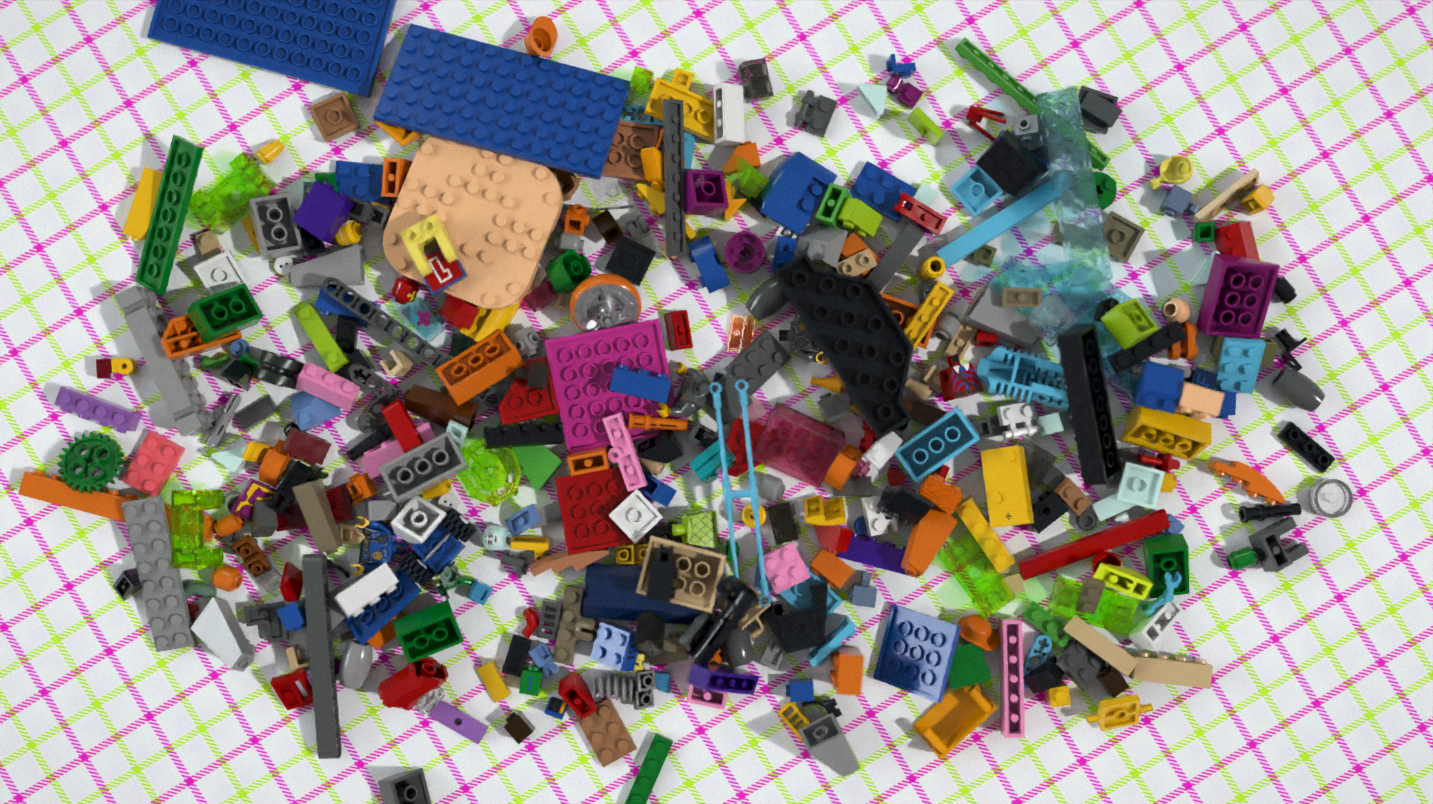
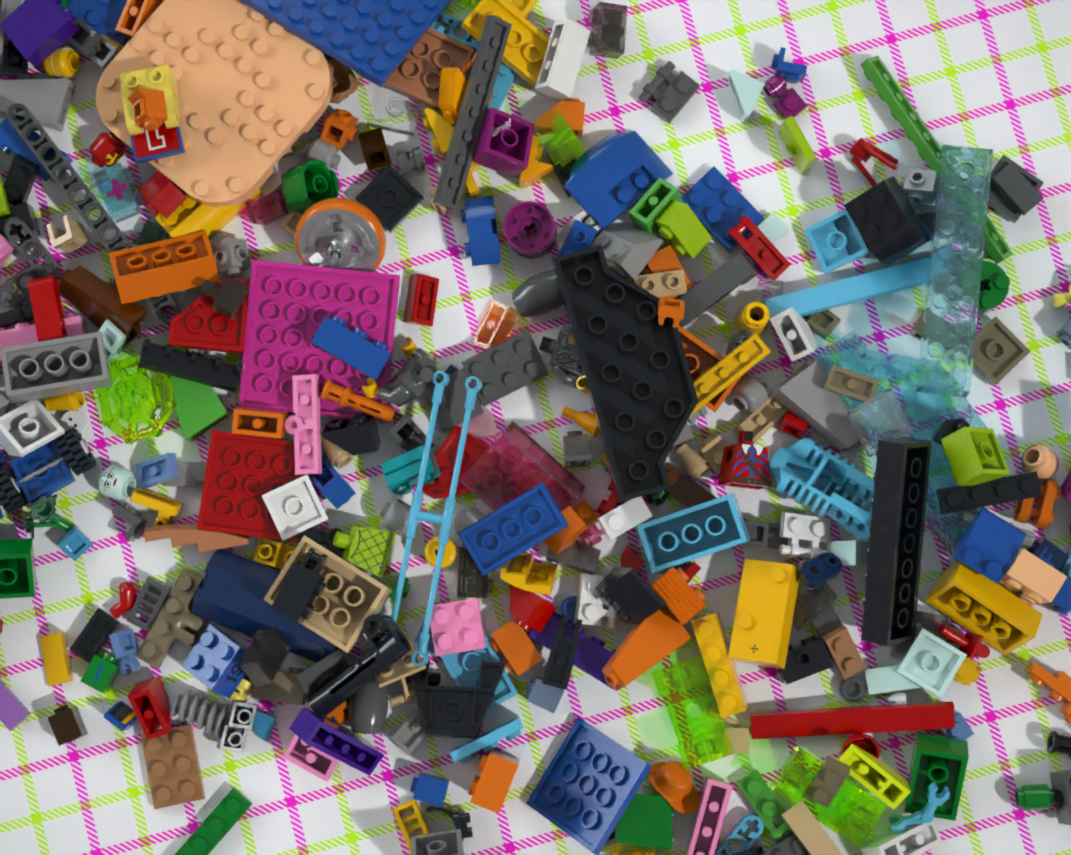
camera: 20 degrees right, 5 degrees down
(432, 253) = (149, 108): none -> orange window
(713, 498) = (396, 516): none -> light grey head
(803, 482) = (513, 529): none -> blue tile
(868, 564) = (562, 656): none -> black hinge
(873, 284) = (670, 308): none -> orange tile
(967, 271) = (794, 333): none -> white slope
(1041, 439) = (825, 568): none -> dark blue plate

